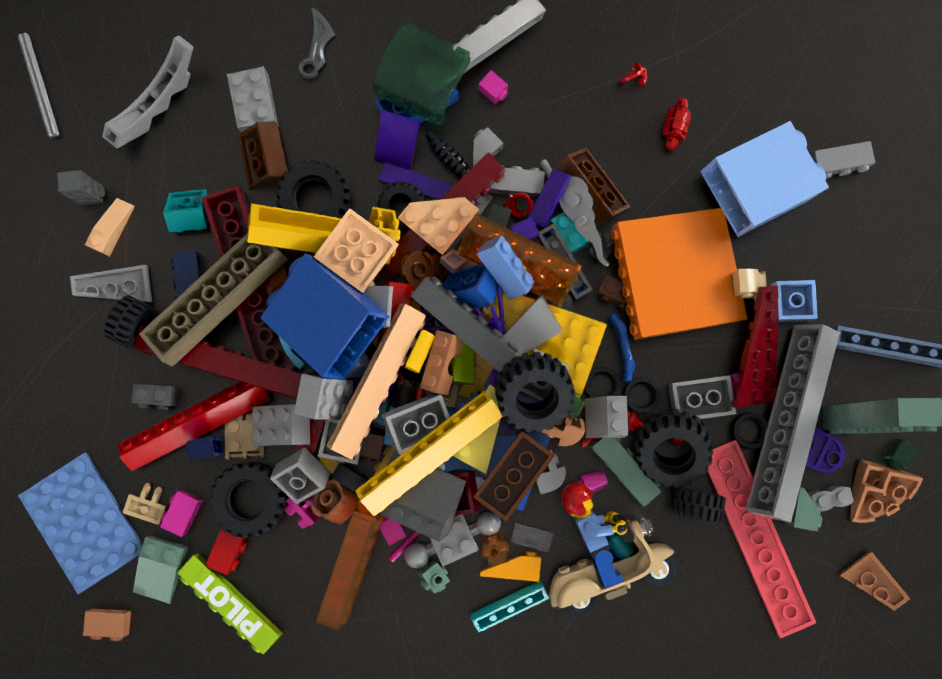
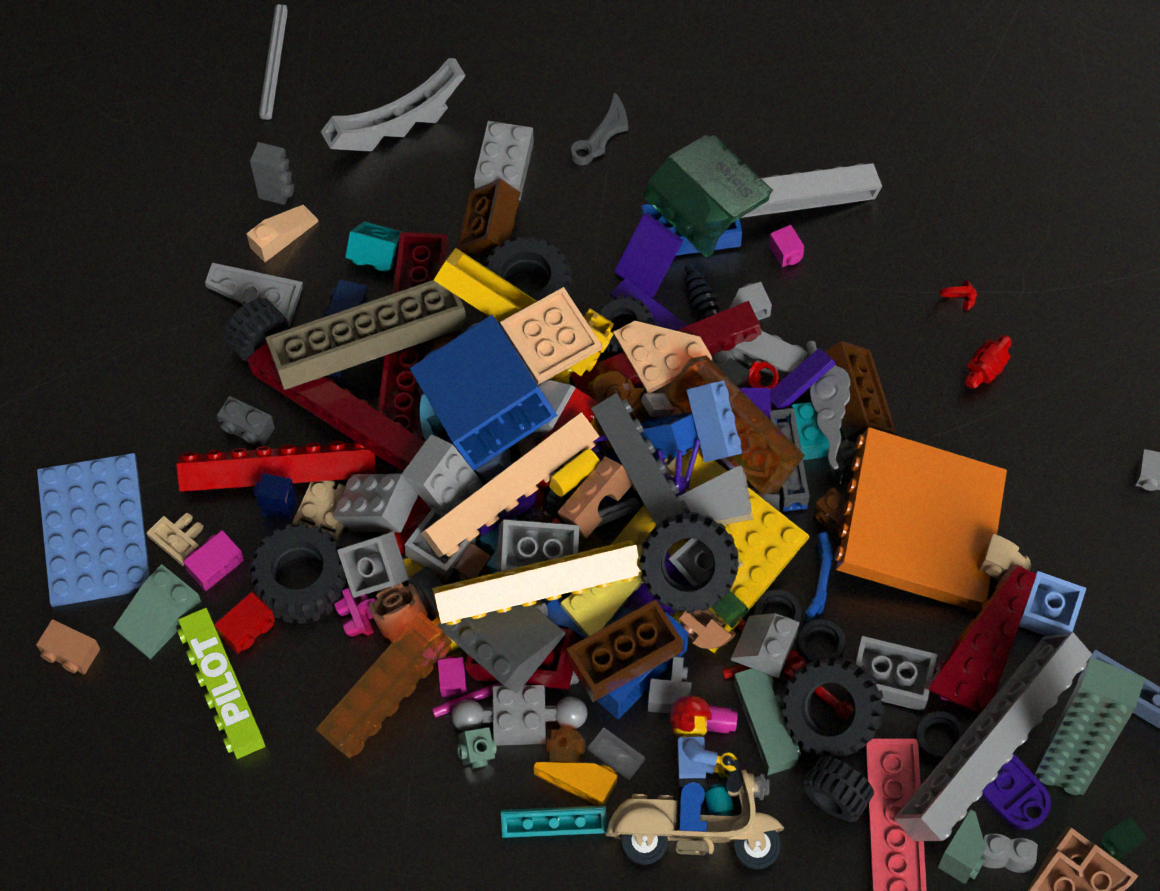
camera: 20 degrees right, 20 degrees down
(463, 367) = (616, 518): lime brick -> none
(764, 178) = (1068, 453): light blue brick -> none

